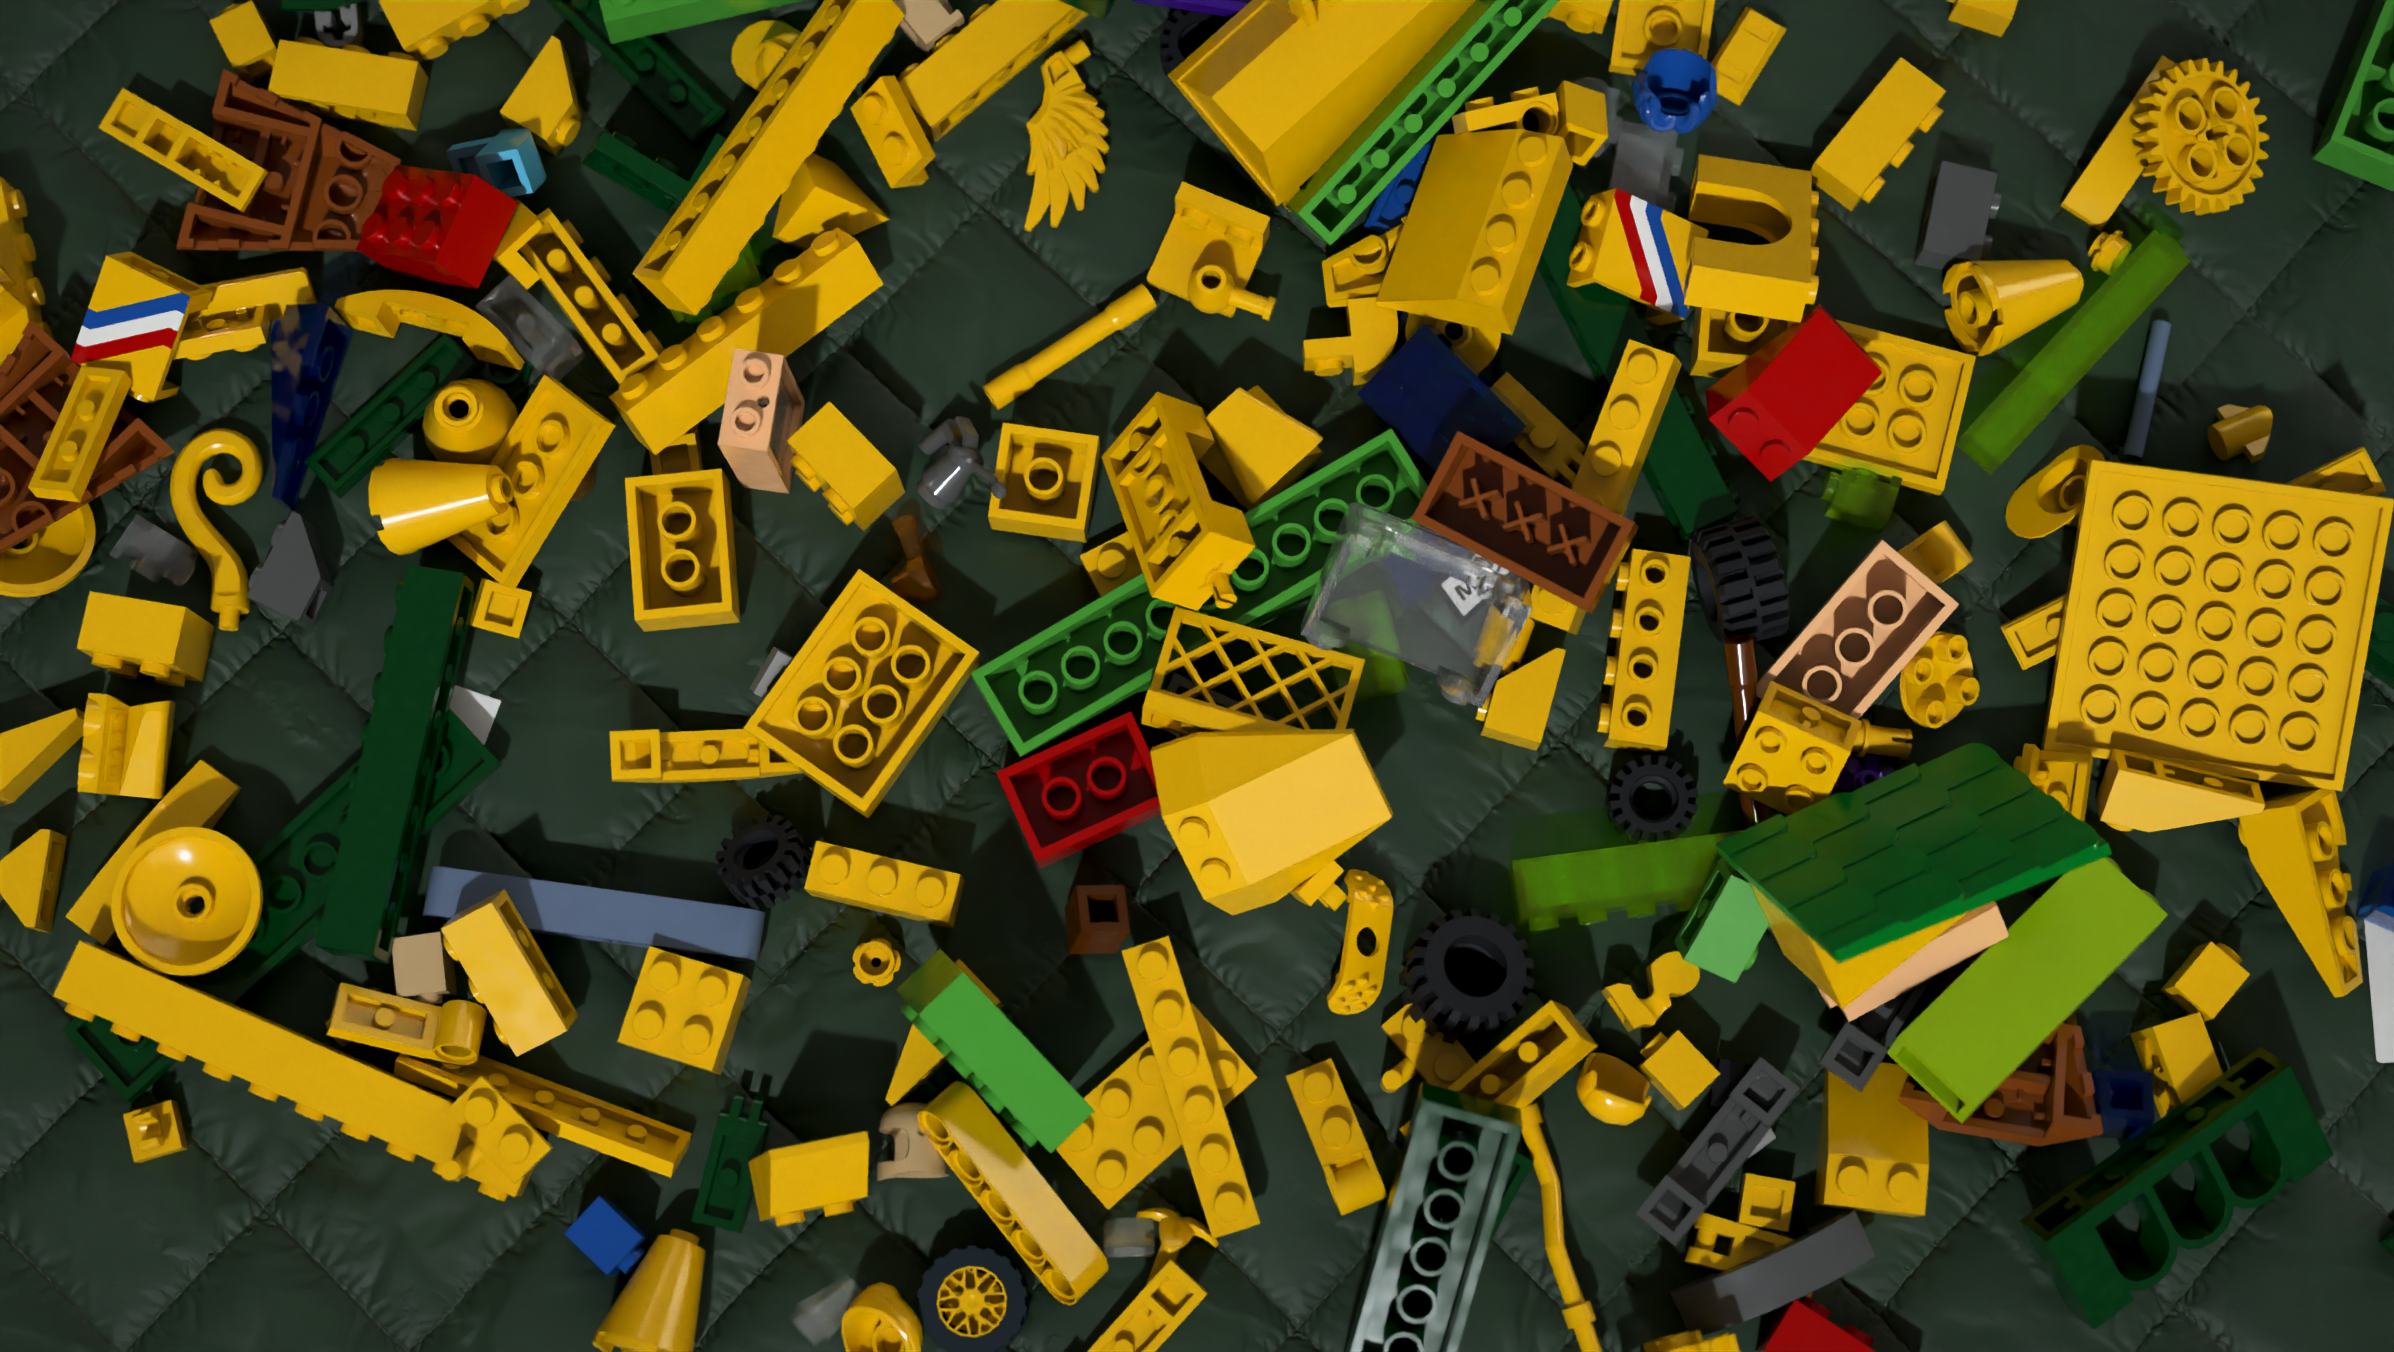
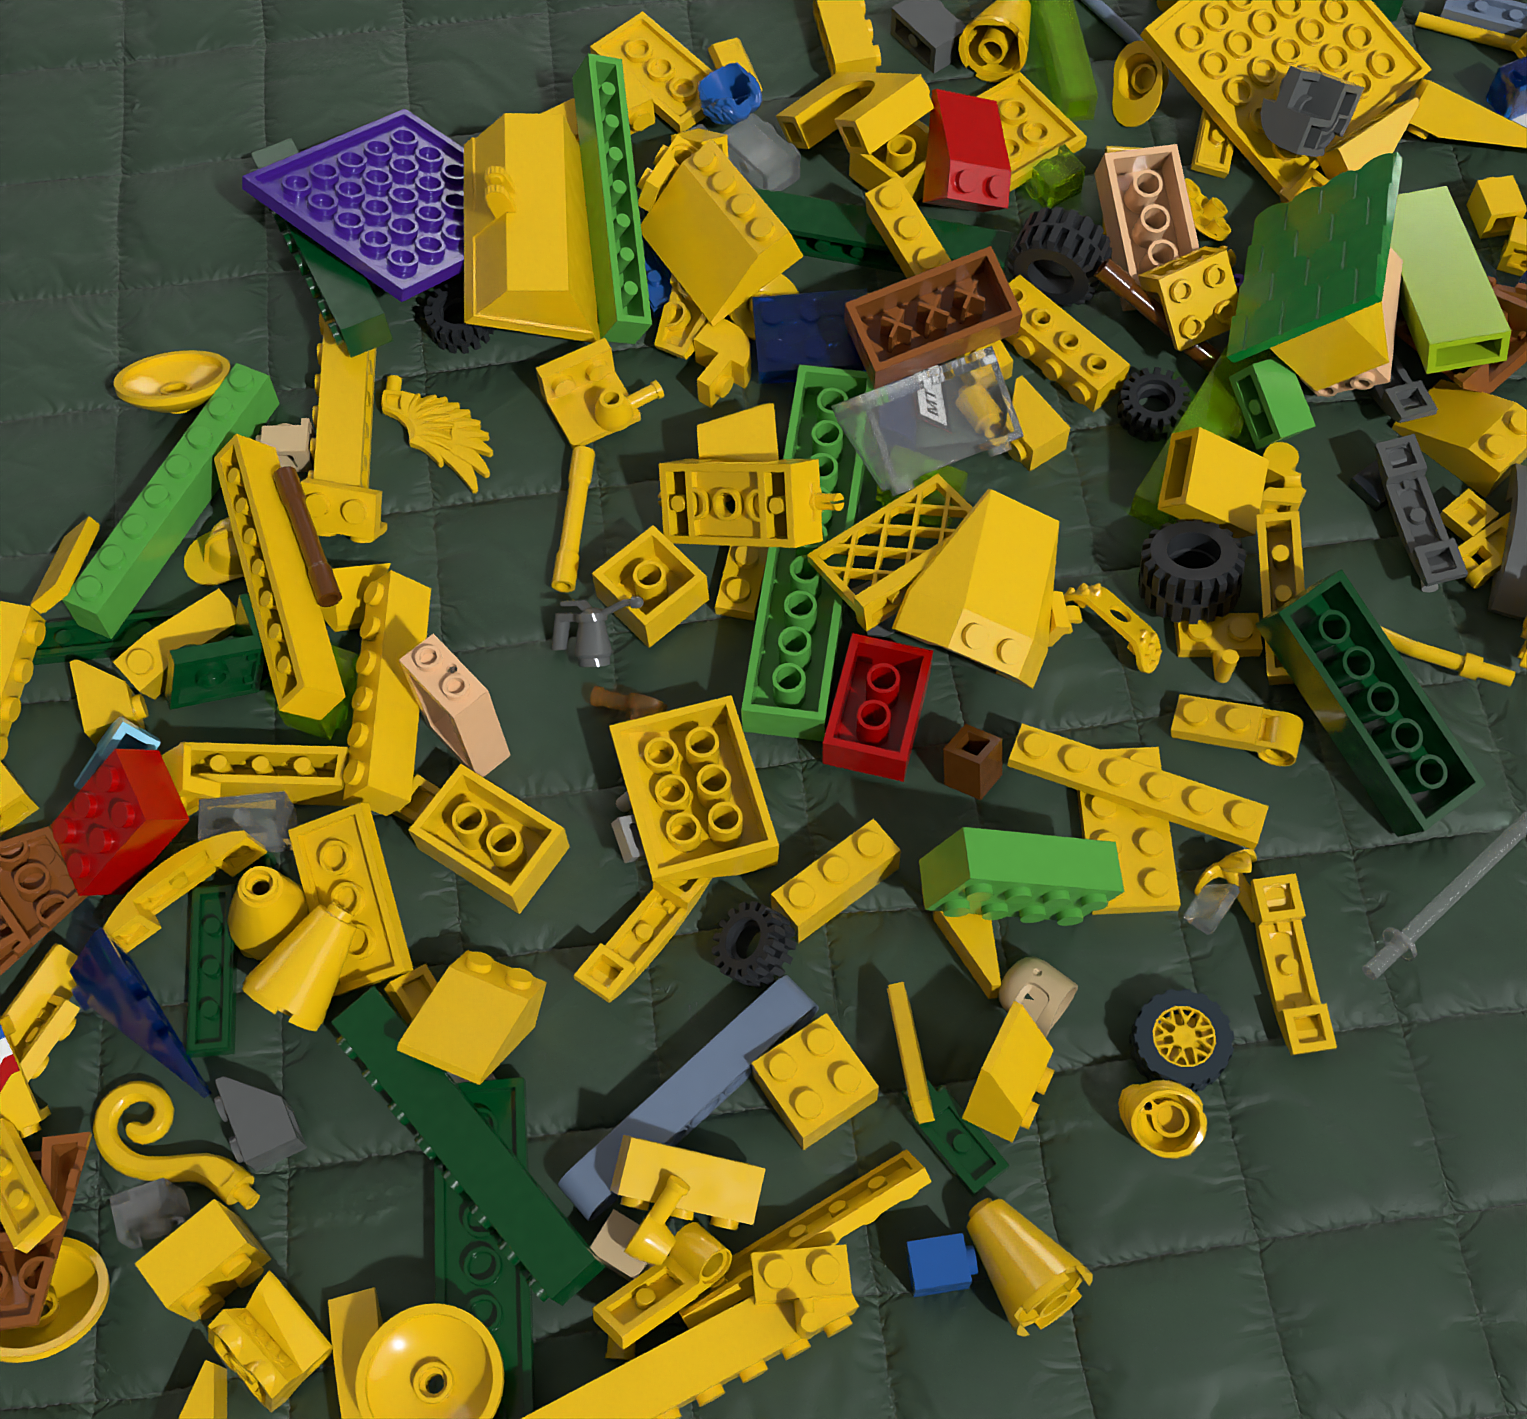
camera: 50 degrees left, 15 degrees down
(433, 984) = (653, 1238): none -> yellow bar
(503, 680) = (474, 1017): none -> yellow slope
(648, 111) = (199, 624): none -> yellow slope
(769, 1073) = (910, 1053): none -> yellow tile
(822, 1313) = (1113, 1150): clear cone -> none
(846, 466) = (532, 691): yellow brick -> none
(854, 90) = (319, 571): none -> reddish brown piece
(863, 959) = (877, 921): yellow plate -> none
(1013, 1193) = (1126, 948): yellow beam -> none
(1576, 930) = (1213, 481): none -> yellow brick
(1612, 1089) = (1331, 548): yellow hair -> none
(1635, 252) = (807, 171): yellow panel -> none
(1676, 1068) = (1343, 504): yellow brick -> none
(2136, 706) = (1309, 111): none -> dark grey brick

